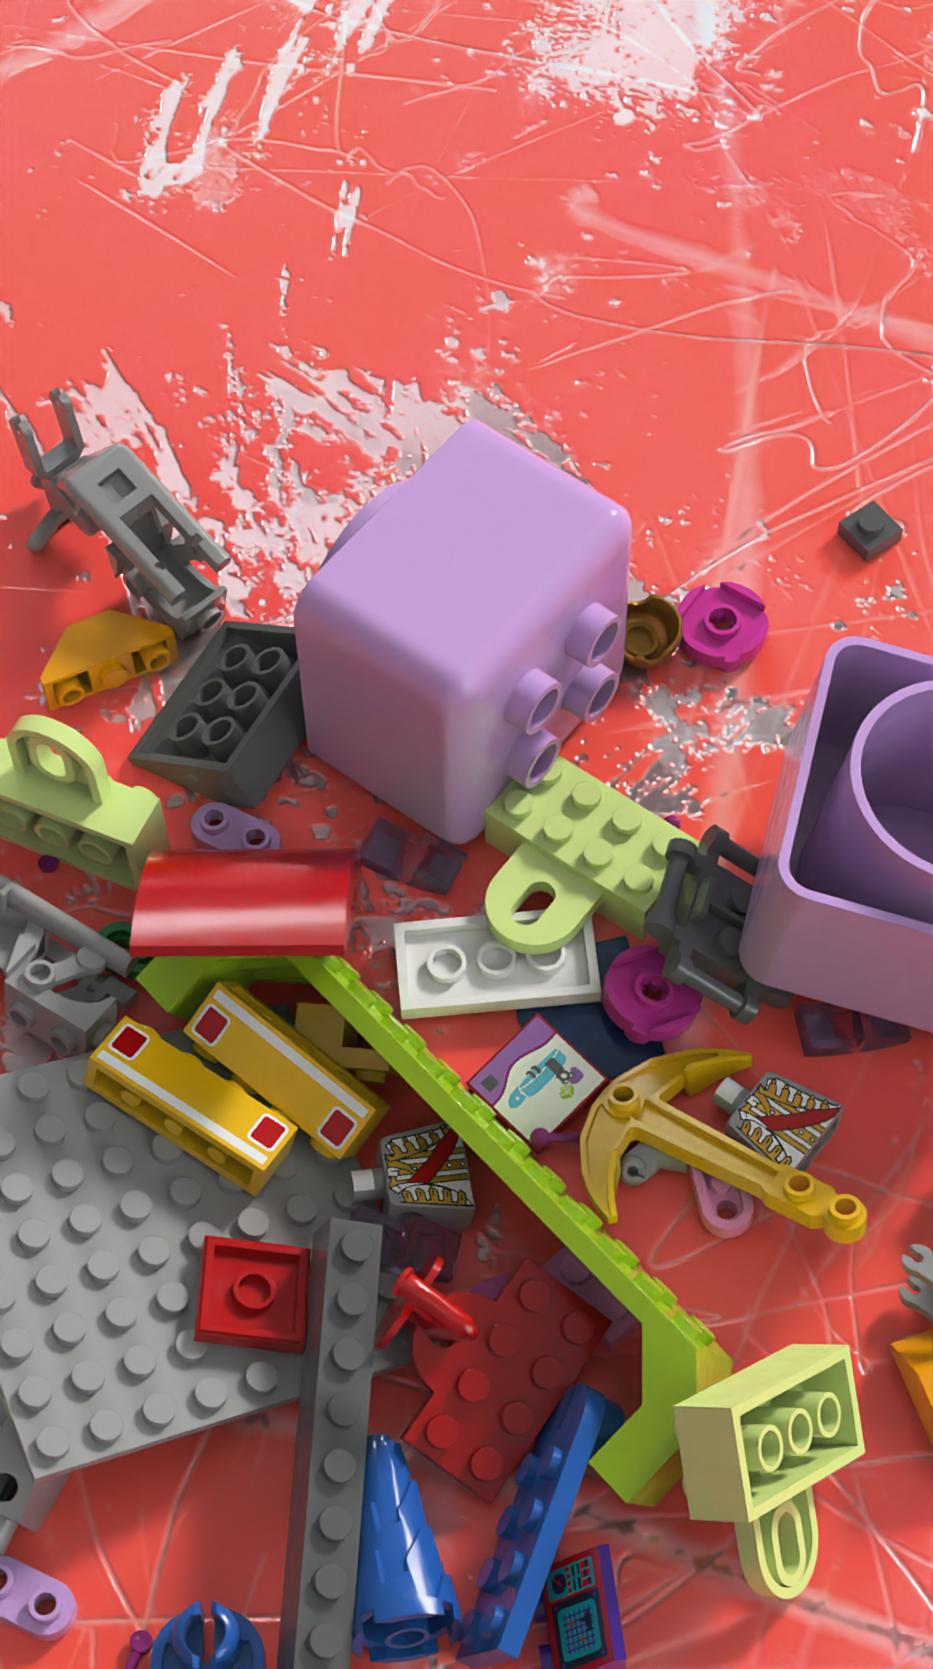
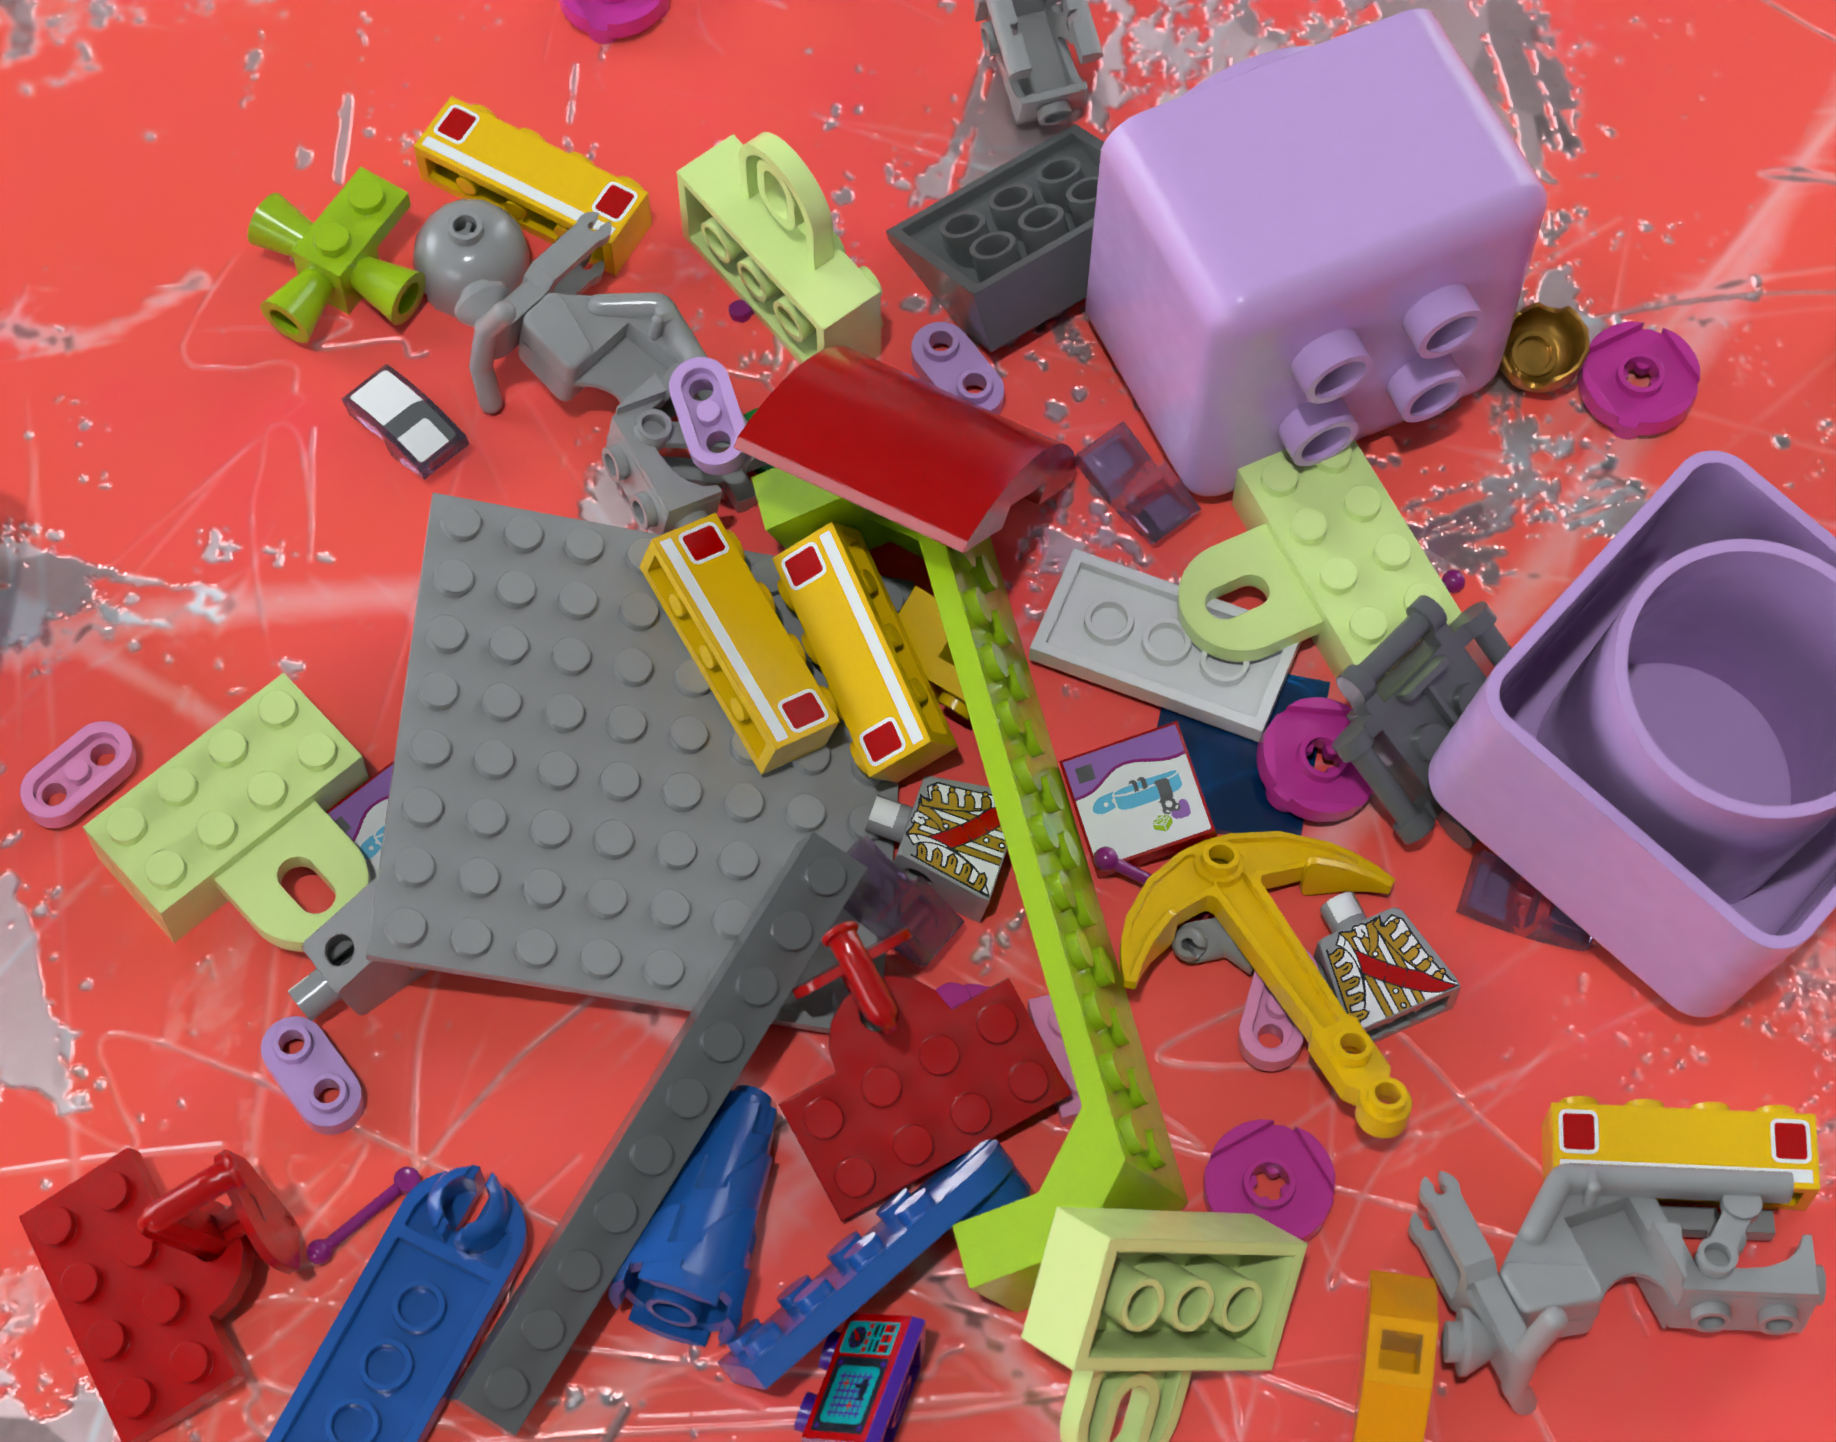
camera: 25 degrees right, 5 degrees up
(83, 948) = (707, 420): none -> lavender plate
(104, 655) = (917, 104): light orange slope -> none
(252, 1294) = (699, 876): red tile -> none
(777, 1291) = (1276, 1152): none -> dark pink plate

